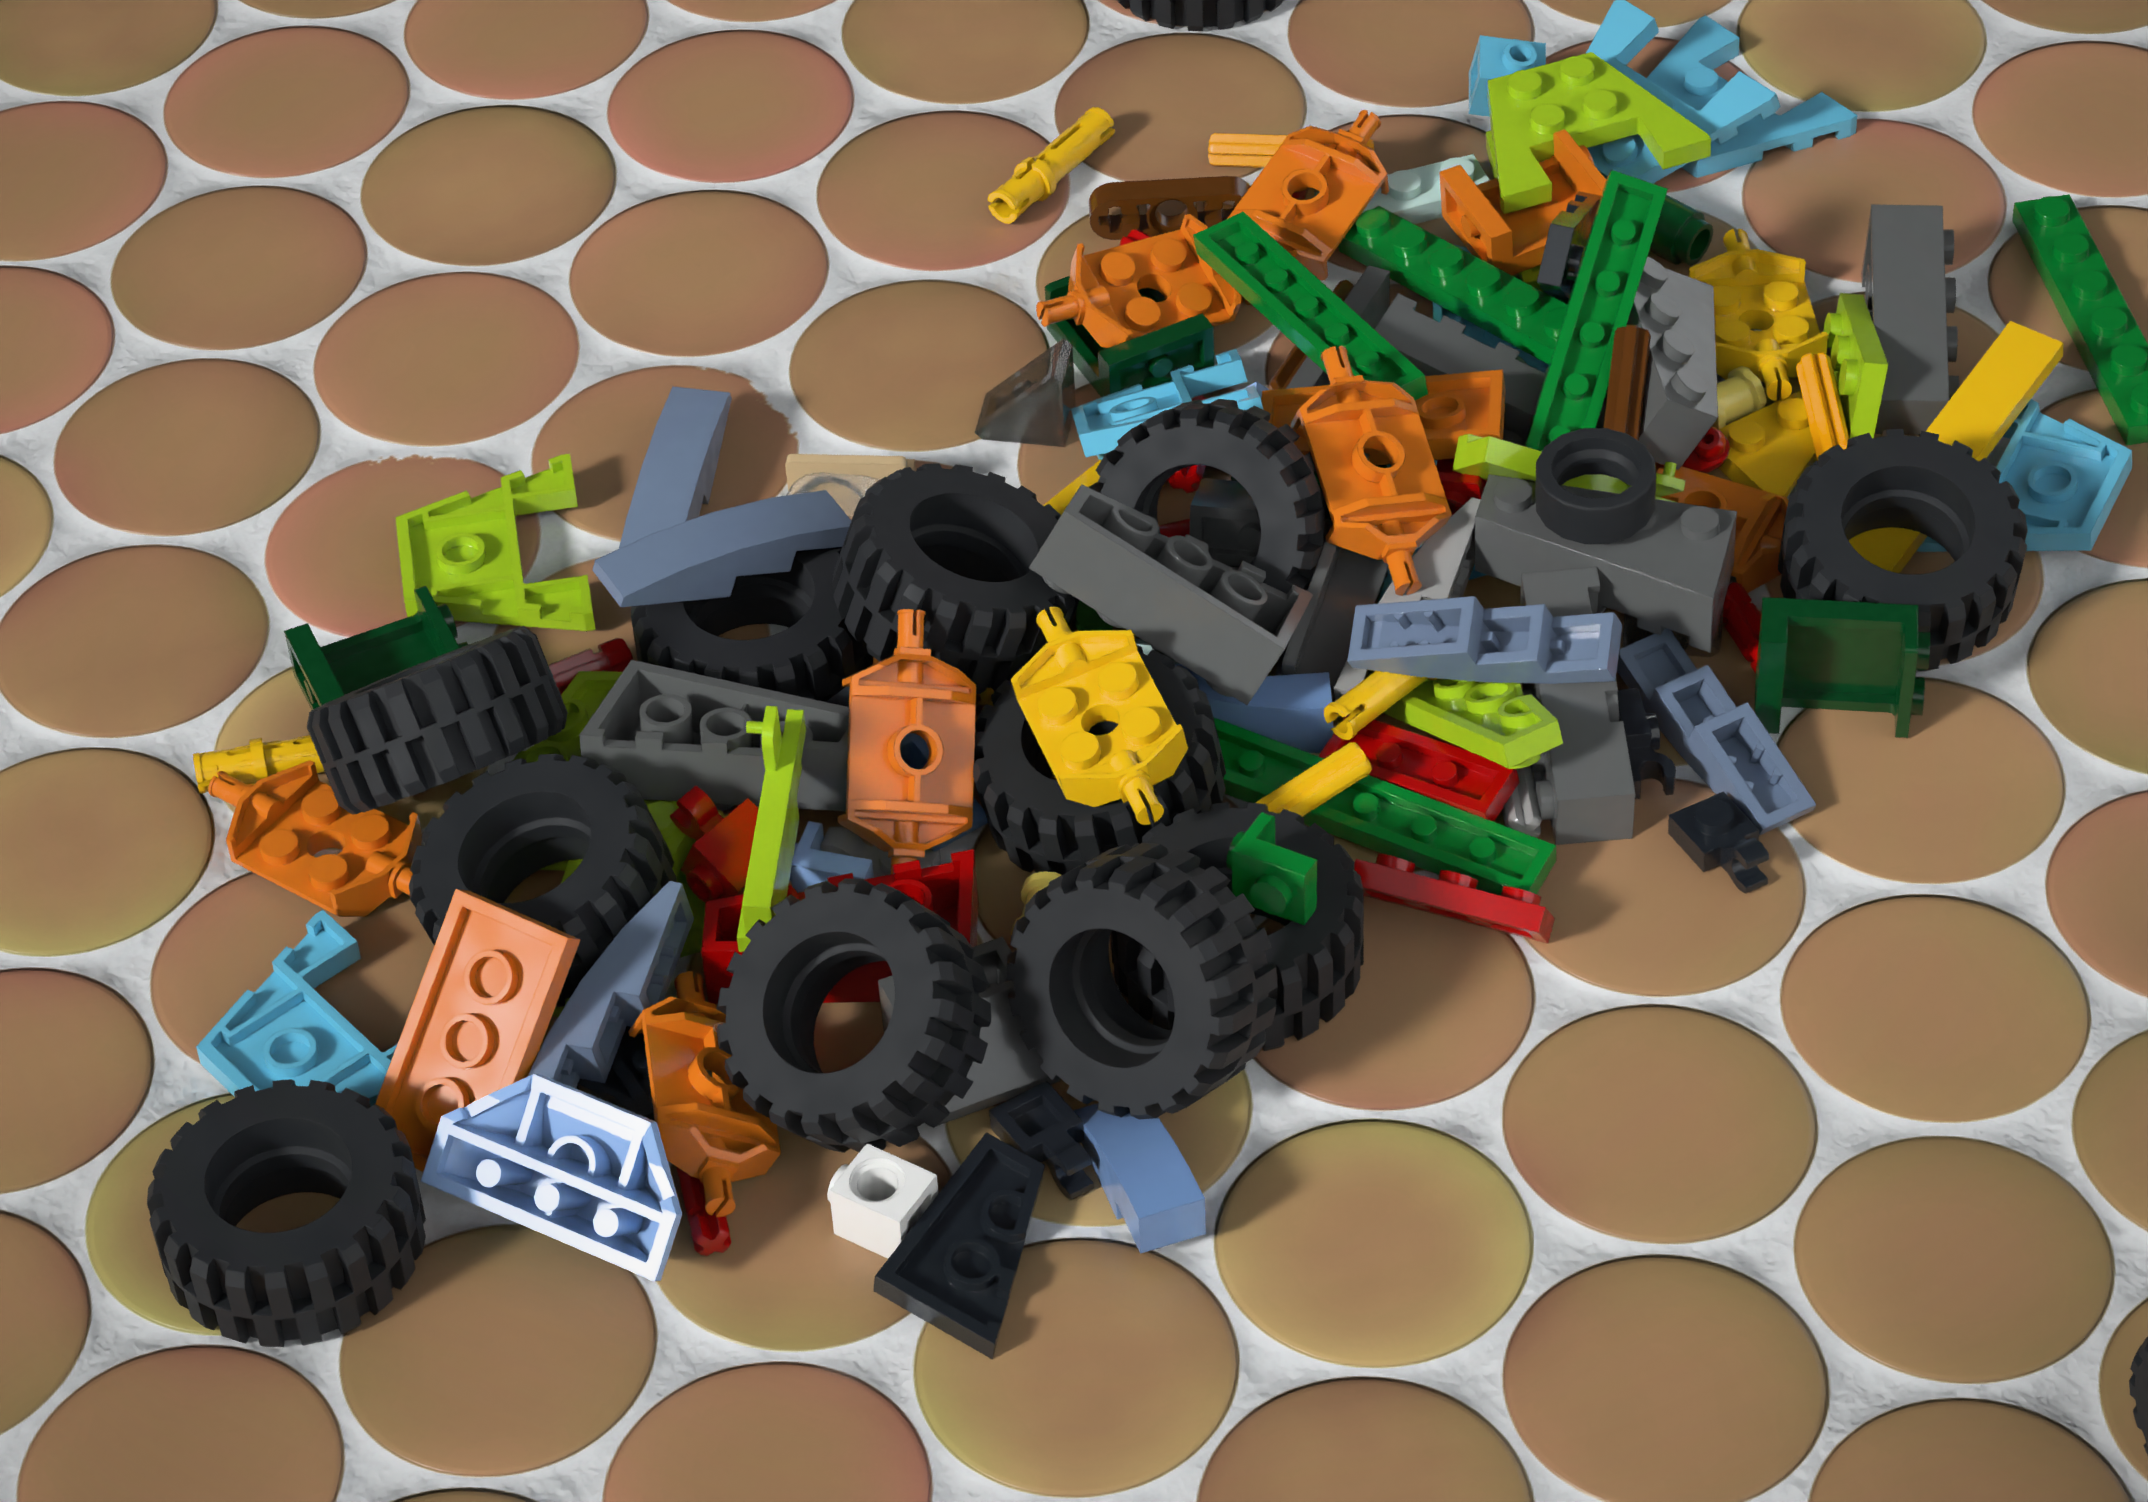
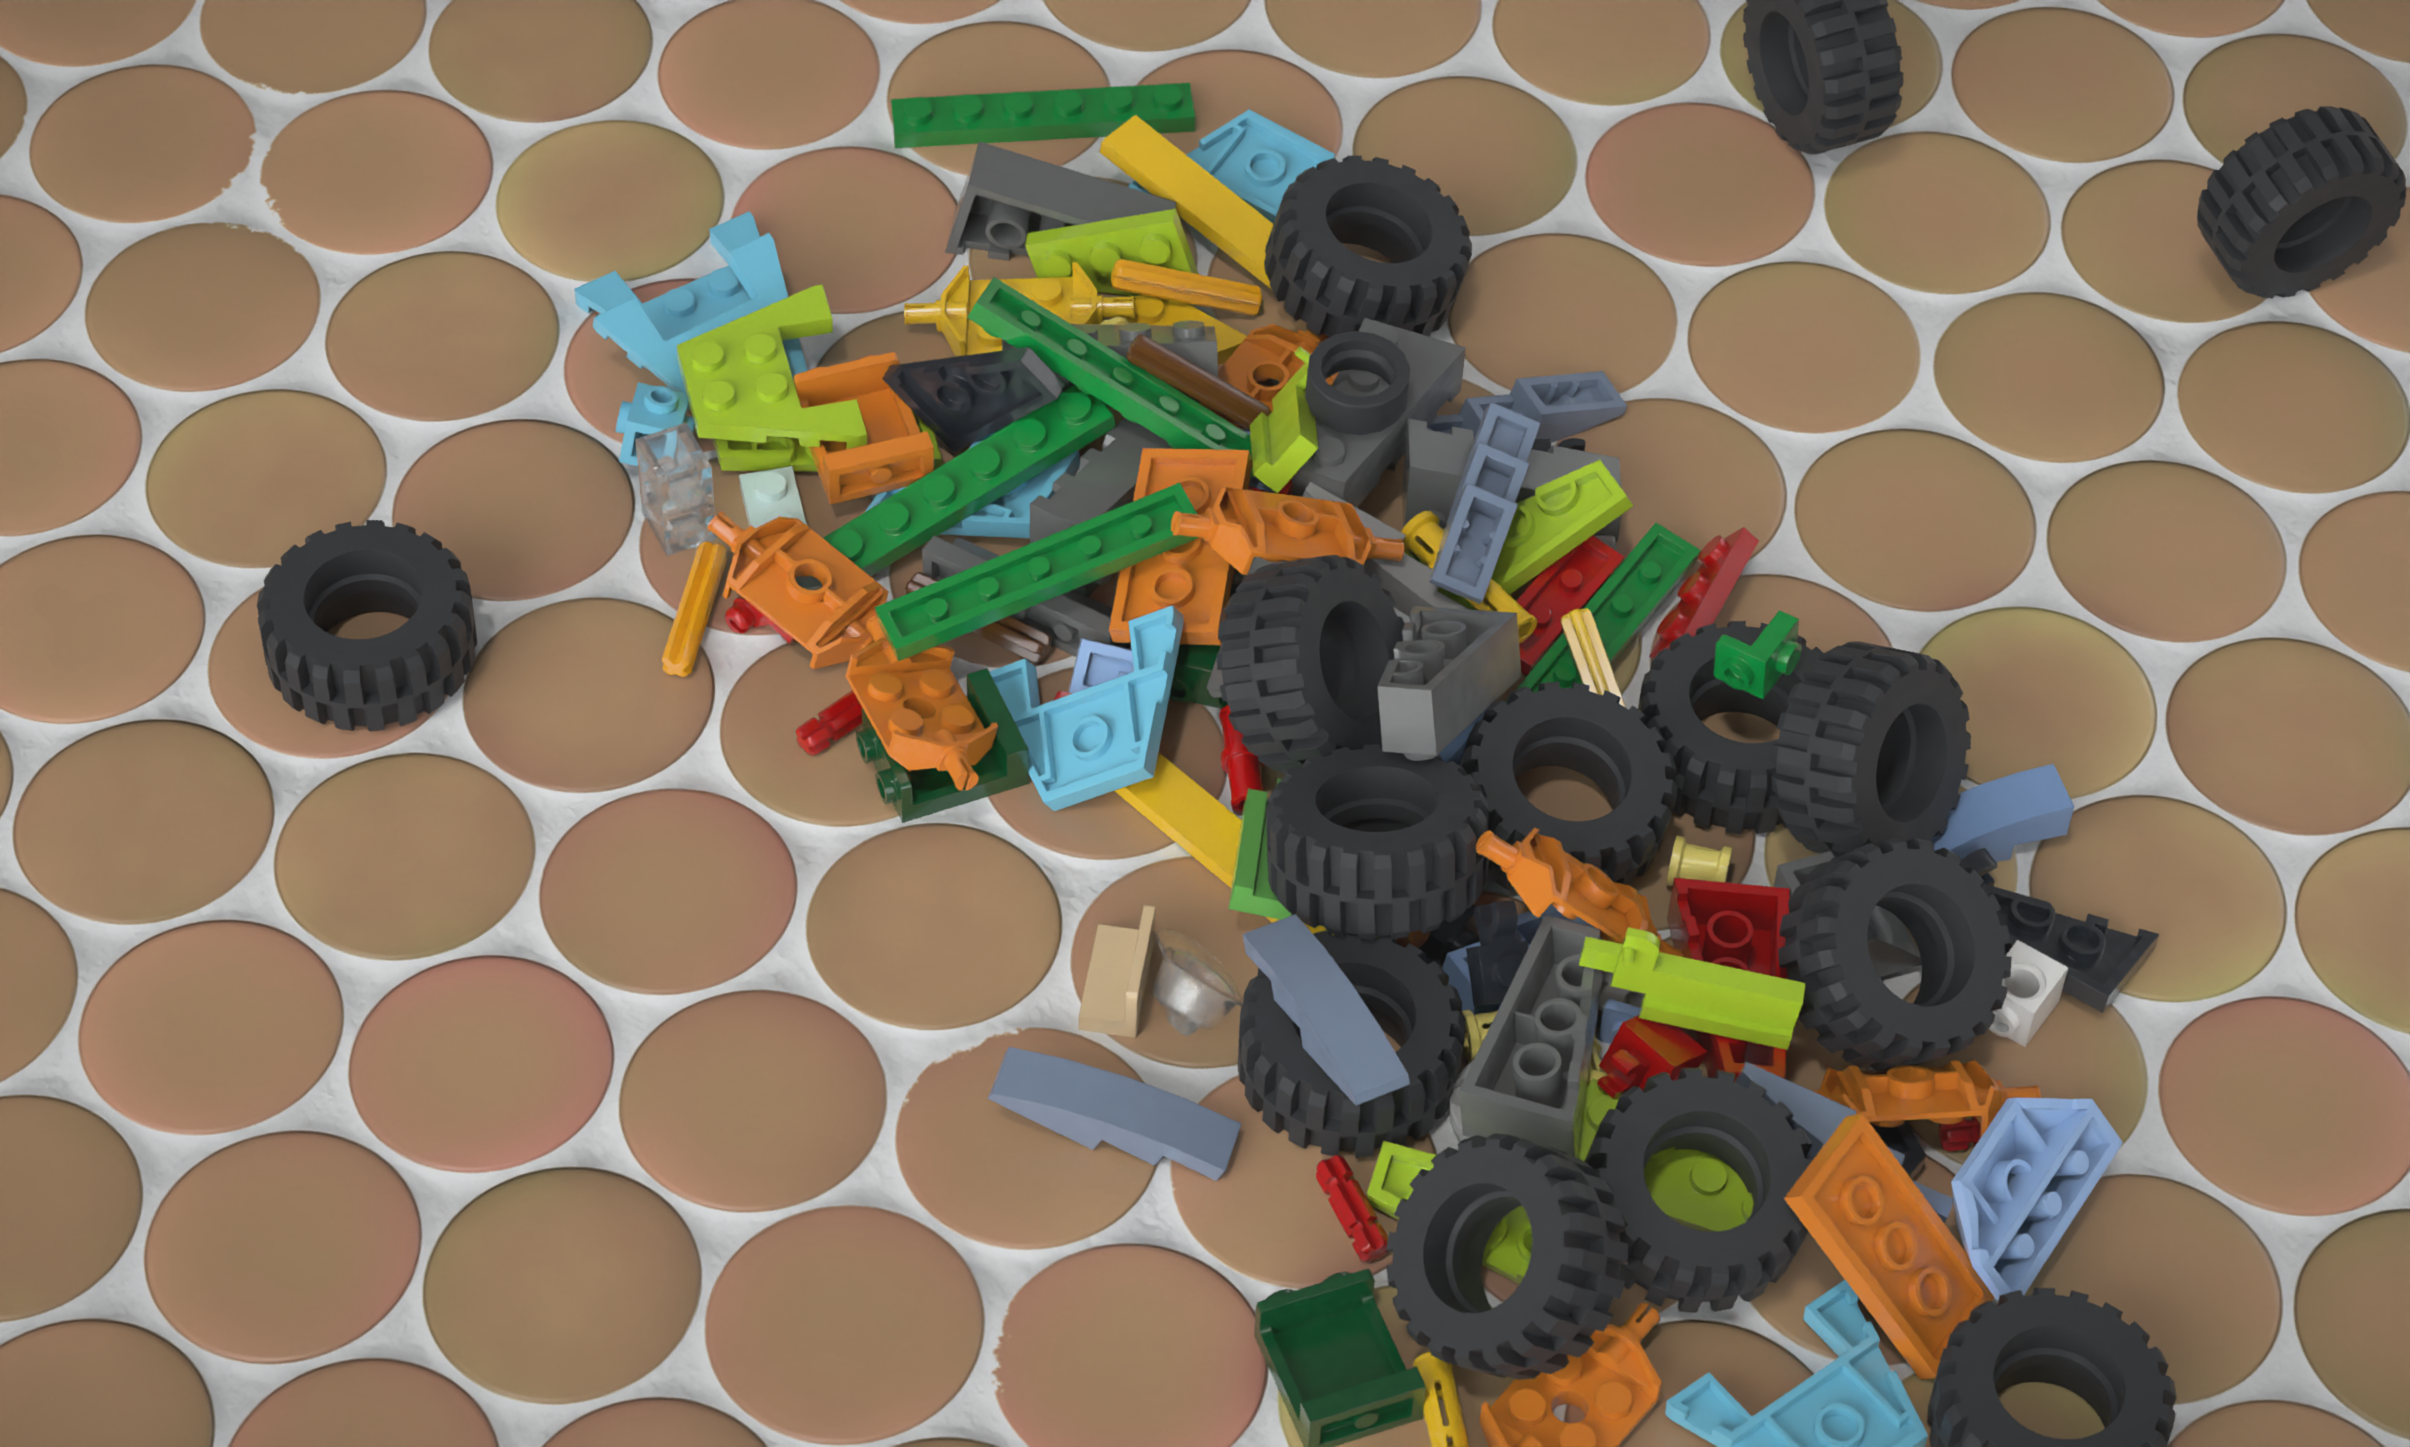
camera: 90 degrees left, 5 degrees up
(472, 557) = (1179, 1291): lime wing -> none
(1033, 402) = (1038, 822): clear smoke slope -> none
(1037, 176) = (692, 800): yellow pin -> none
(1092, 680) = (1623, 725): yellow plate -> none
(1131, 194) = (770, 700): reddish brown beam -> none
(1414, 92) = (675, 488): none -> clear brick
(1681, 233) = (887, 338): dark green brick -> none
(1721, 834) = (1635, 436): black plate -> none
(1840, 659) = (1486, 313): dark green panel -> none

